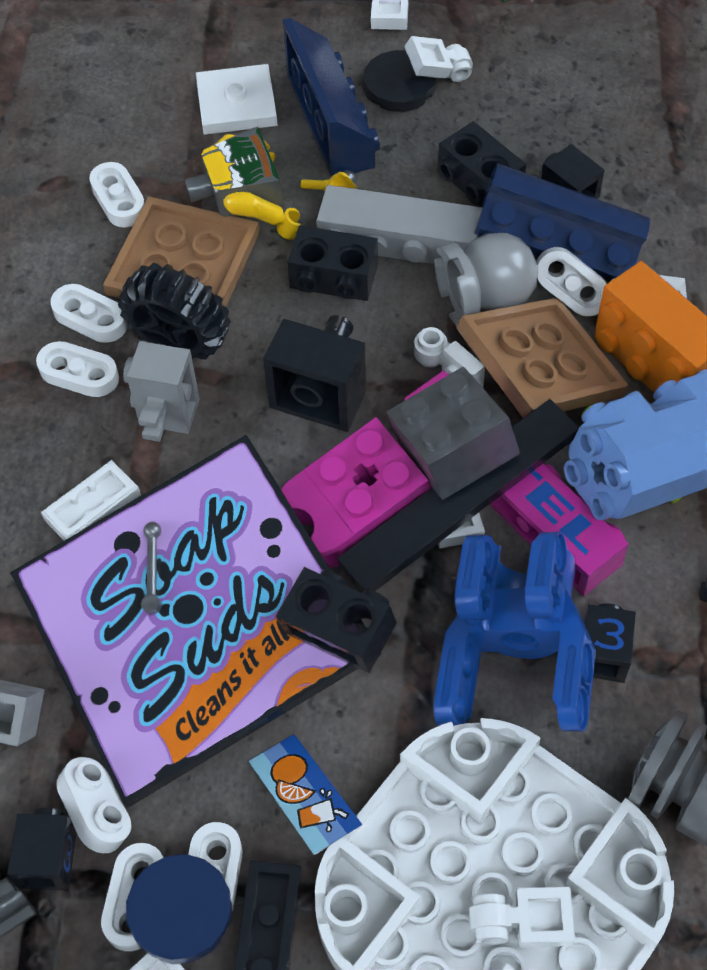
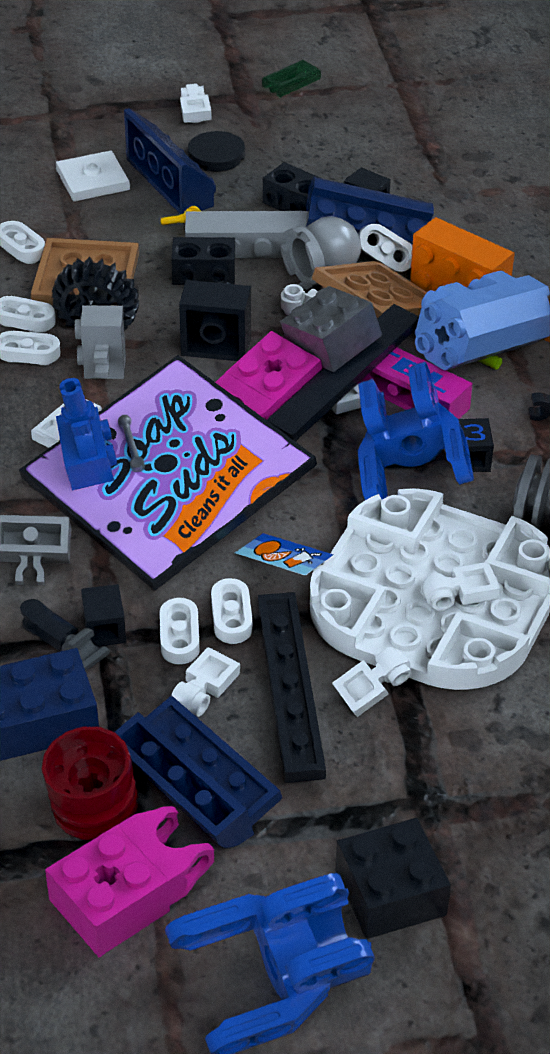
camera: 15 degrees left, 15 degrees down
(86, 565) = (84, 439): none -> blue brick
(88, 799) = (133, 587): white plate -> none
(179, 908) = (217, 623): dark blue tile -> none
(244, 181) = (122, 213): torso -> none
(330, 627) = (282, 439): black brick -> none
(434, 60) = (240, 131): white plate -> none

